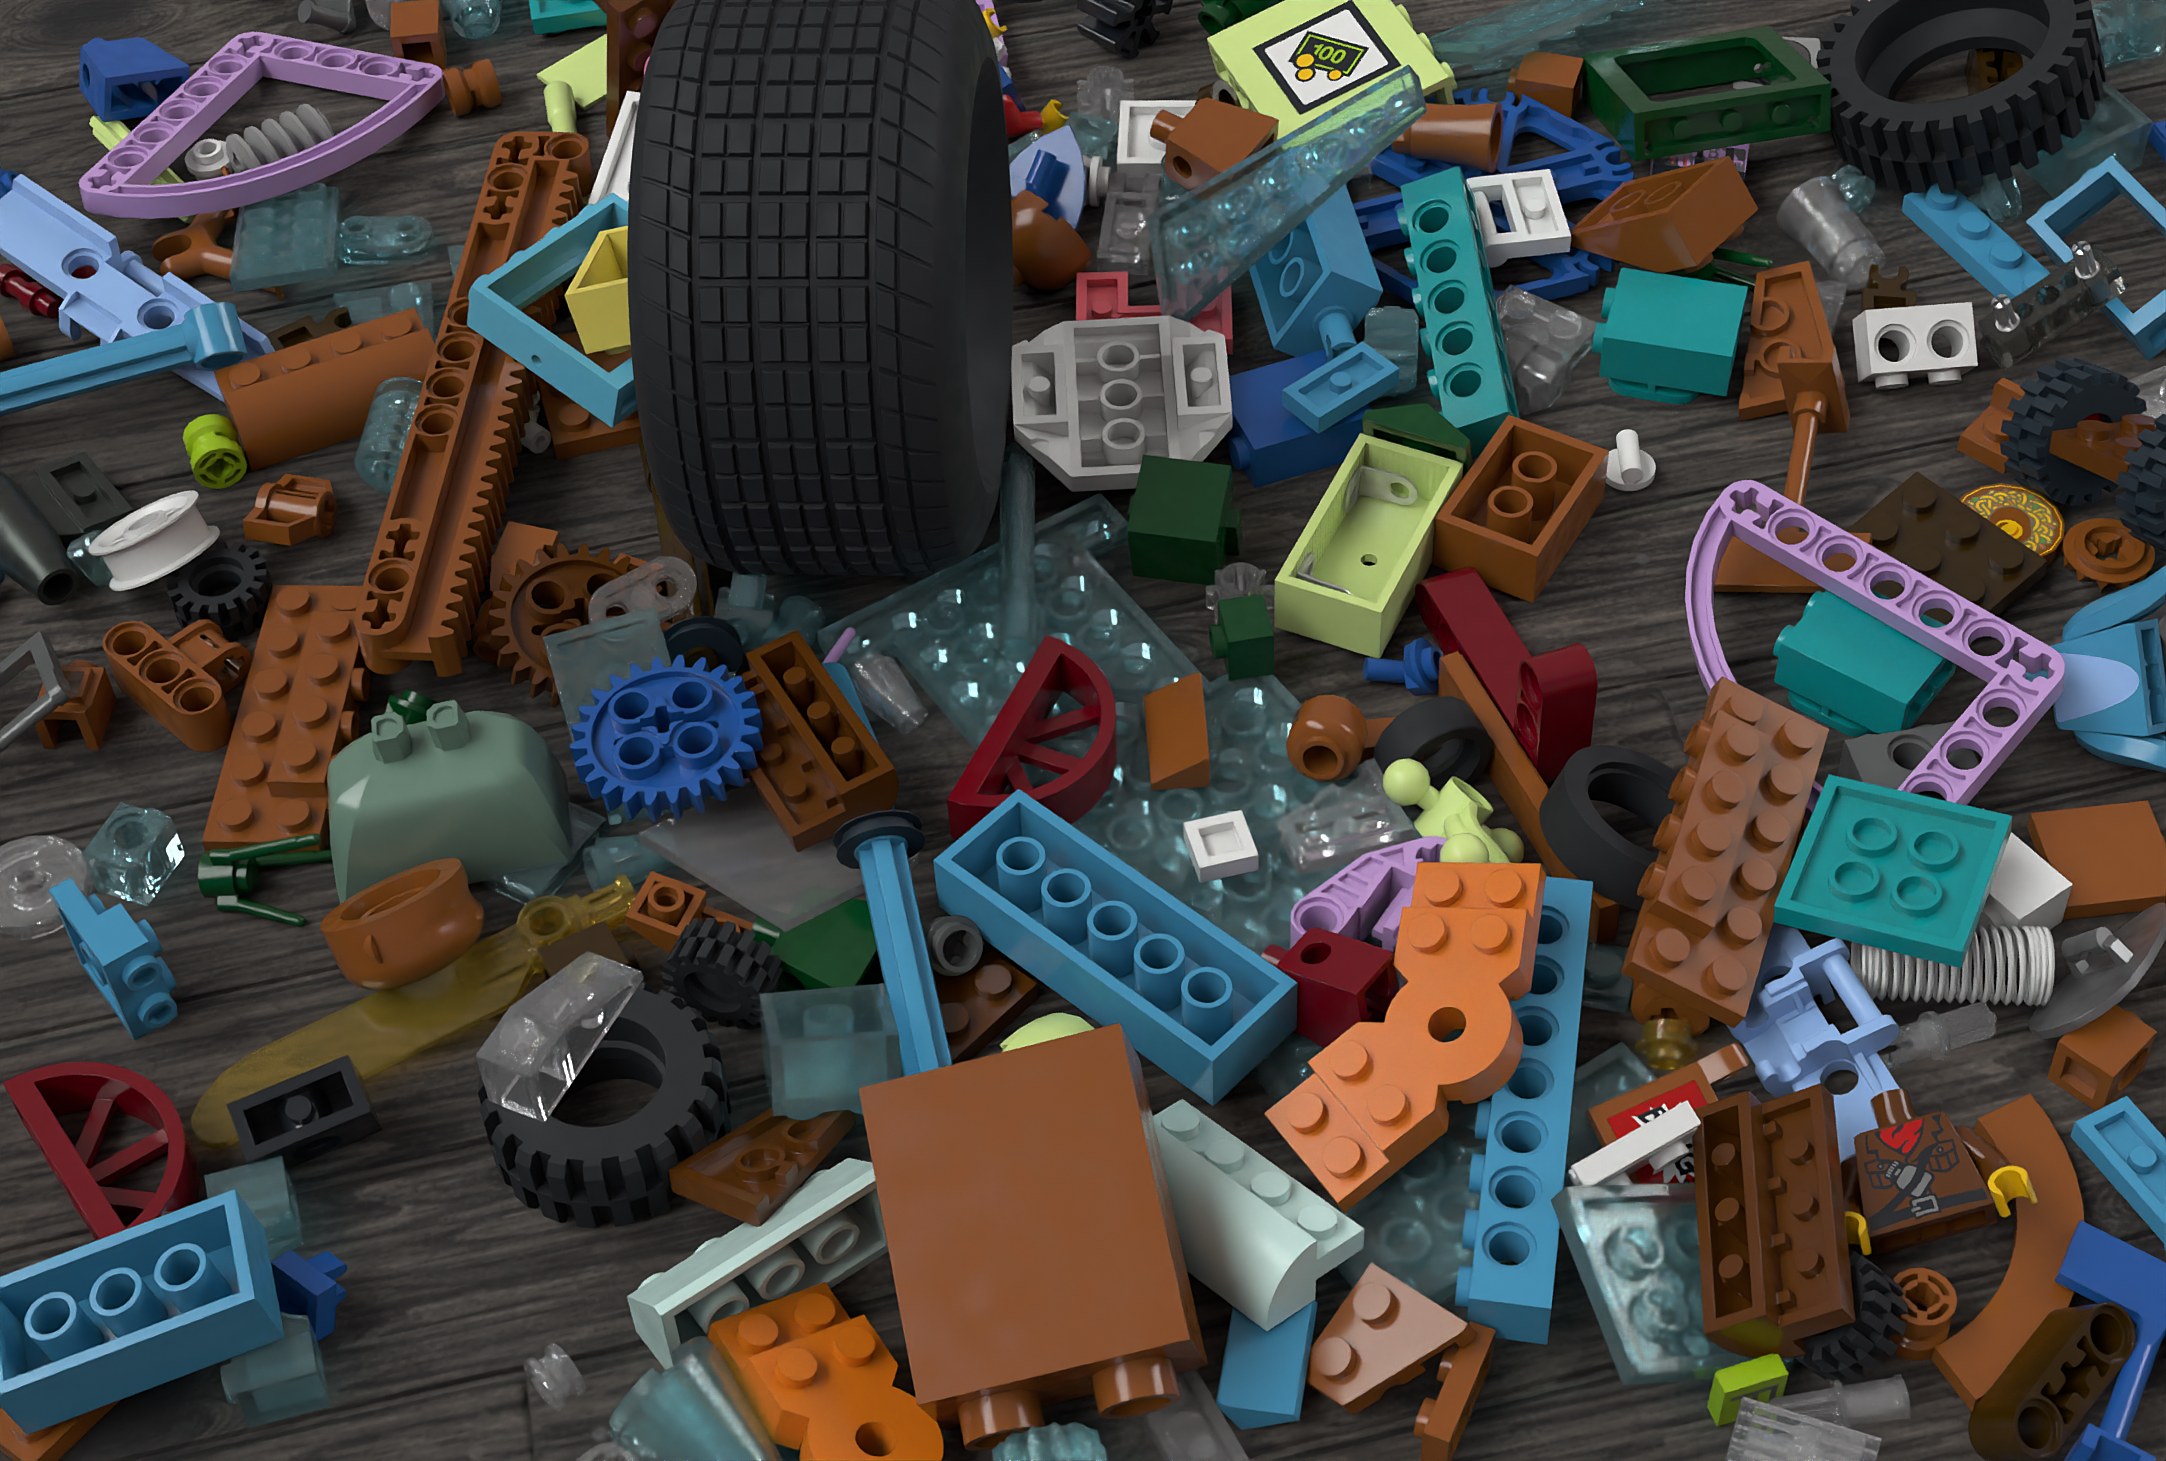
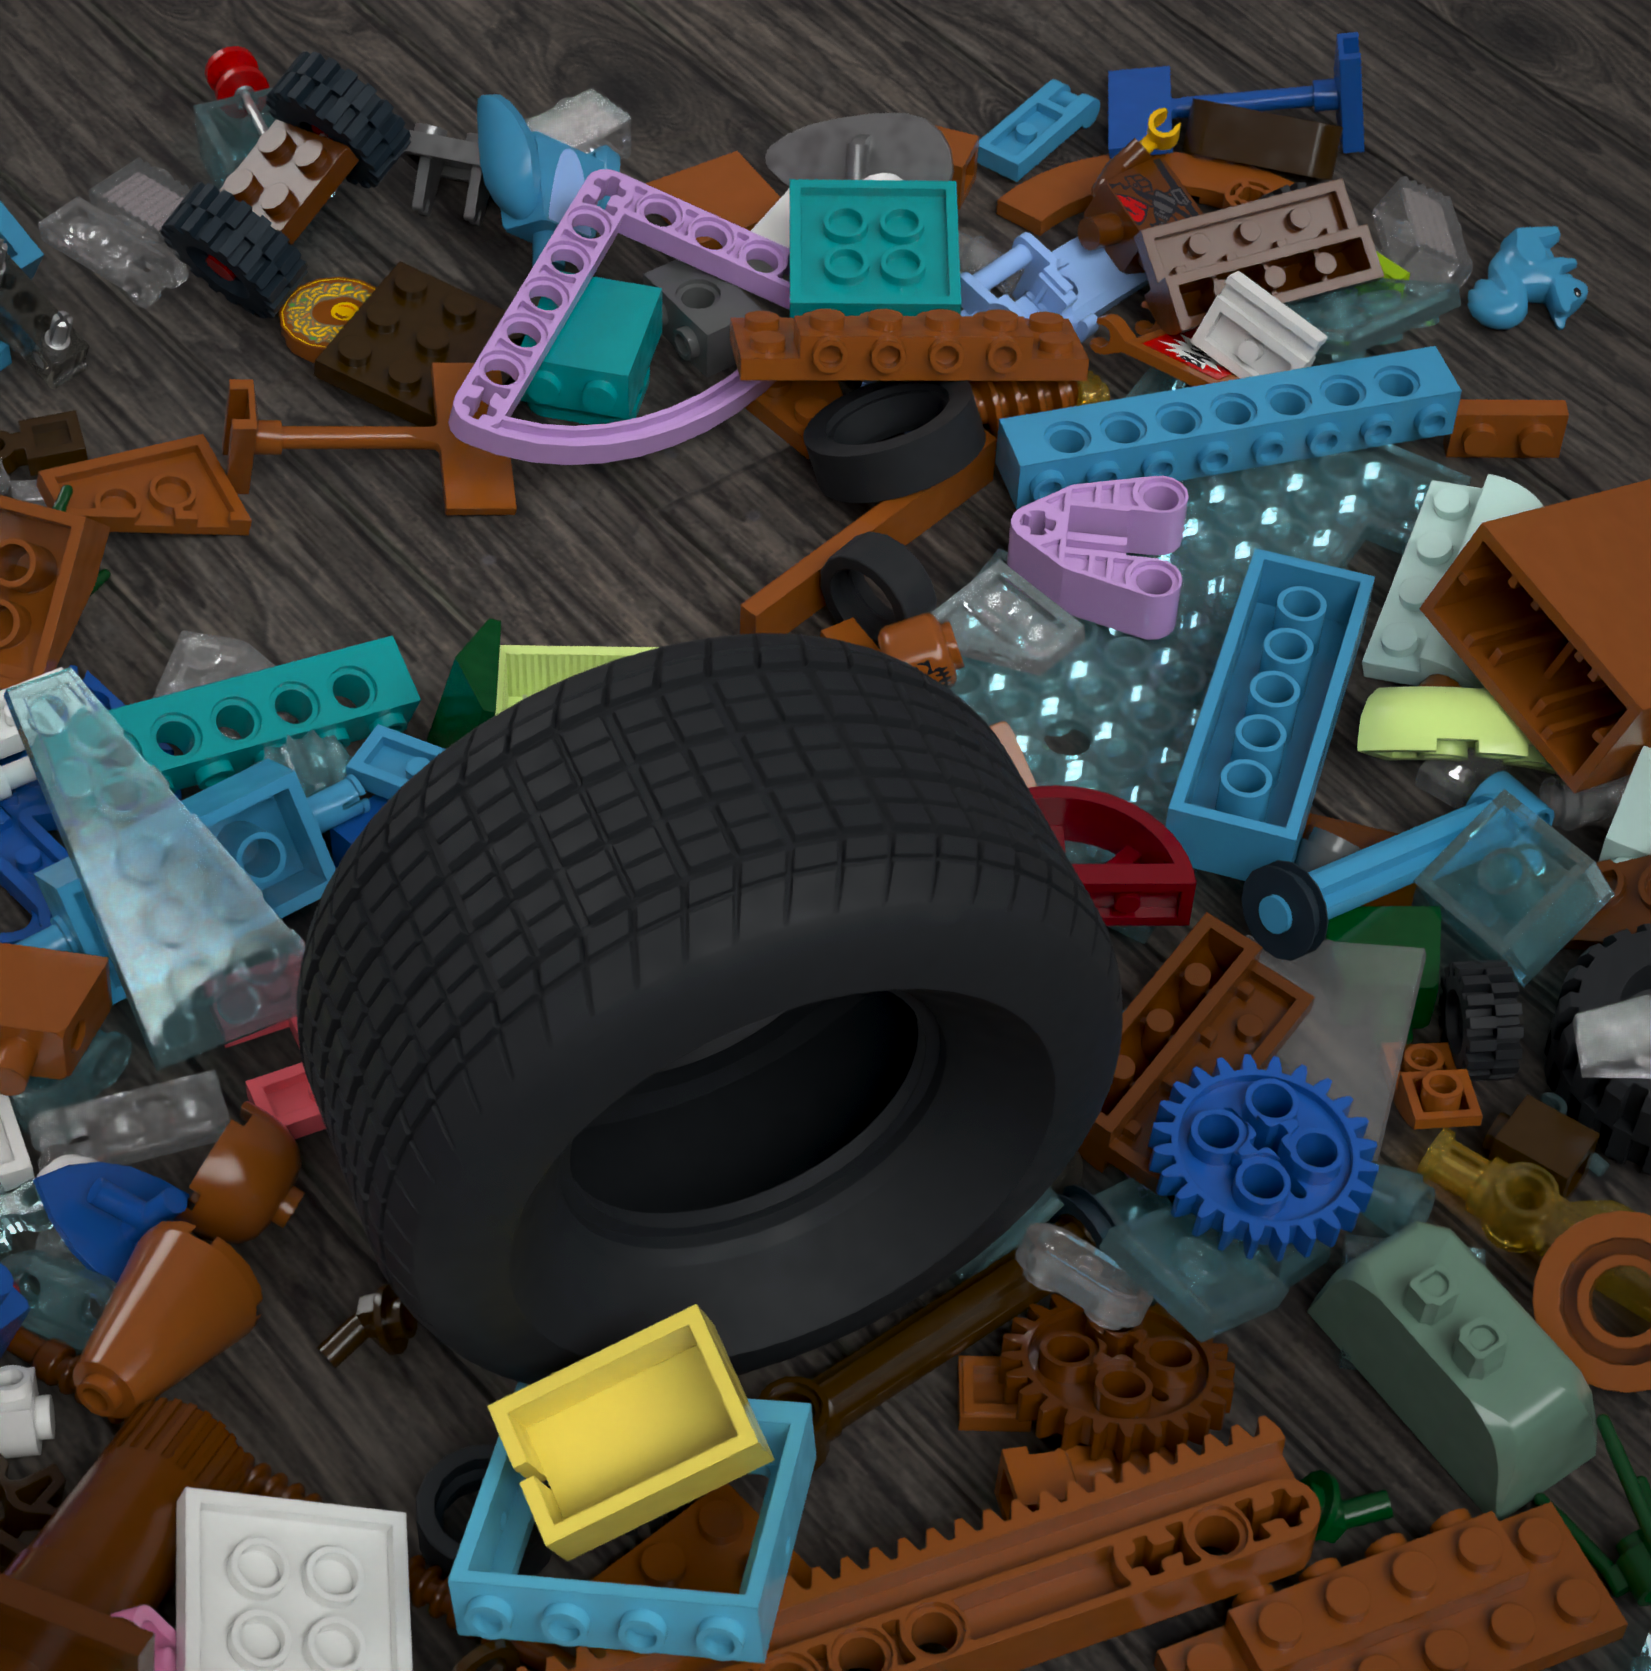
camera: 120 degrees left, 0 degrees up
(1220, 846) = (1089, 699): white plate -> none
(1337, 982) = (1218, 568): dark red torso -> none
(1380, 1340) = (1495, 446): wing -> none
(1387, 1084) = (1168, 440): orange plate -> none
(1453, 814) = (964, 545): yellowish green piece -> none
(1520, 507) = (459, 589): dark orange brick -> none
(1541, 697) = (807, 509): dark red beam -> none
(1628, 465) = (376, 582): white plate -> none
(1669, 336) = (176, 569): teal brick -> none
(1912, 333) = (111, 397): white brick -> none
(1983, 437) = (194, 342): dark orange bracket -> none
(2105, 537) = (334, 240): dark orange gear -> none

